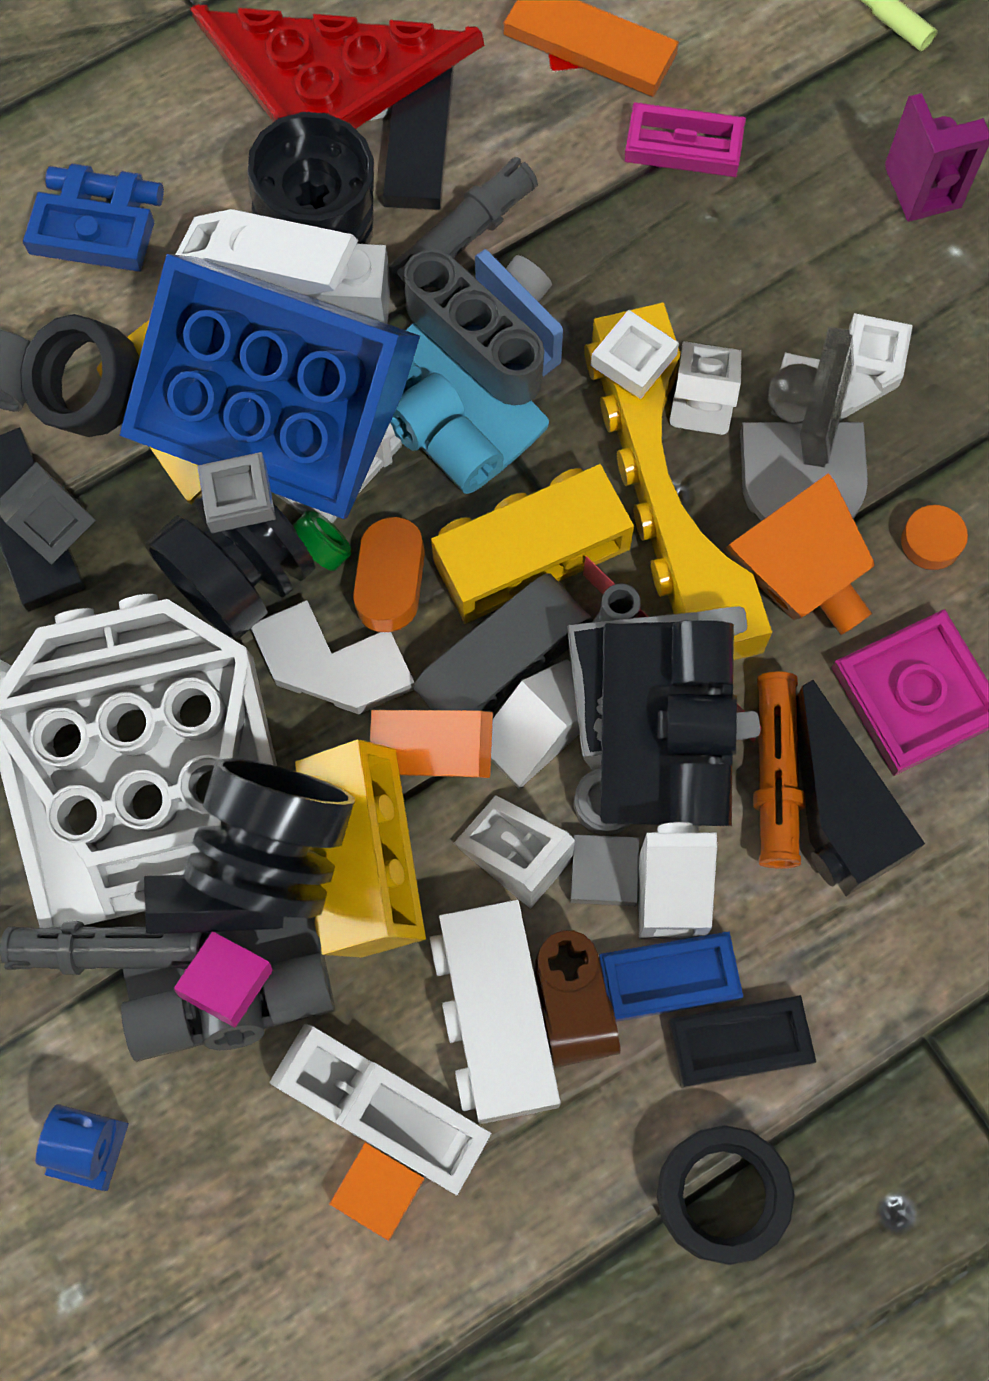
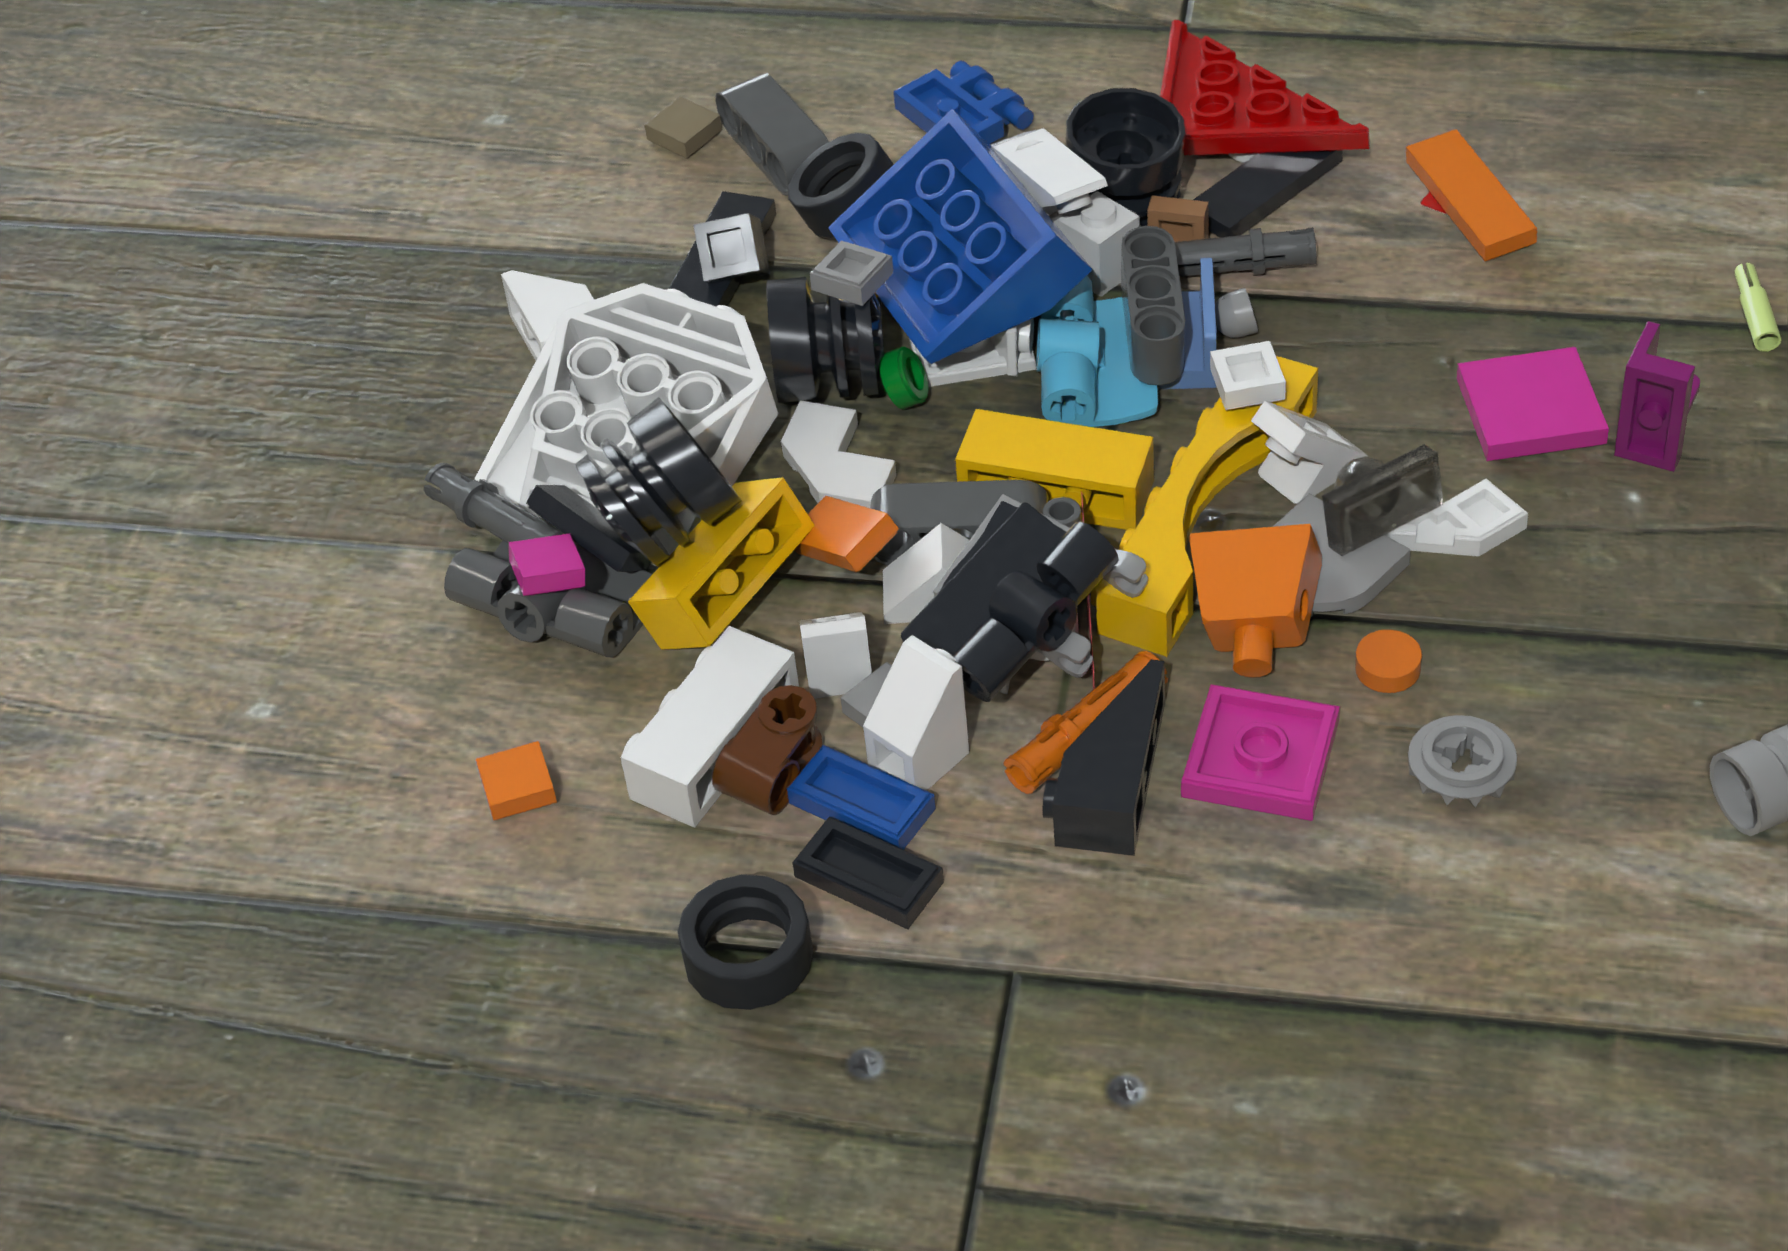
camera: 45 degrees right, 25 degrees down
(80, 1146) = (364, 614): blue leg -> none
(380, 1108) = (569, 724): white slope -> none
(389, 574) = (927, 429): orange tile -> none
(401, 223) = (1180, 217): none -> medium nougat plate
(684, 148) = (1469, 303): dark pink tile -> none
(816, 215) = (1532, 403): none -> dark pink tile

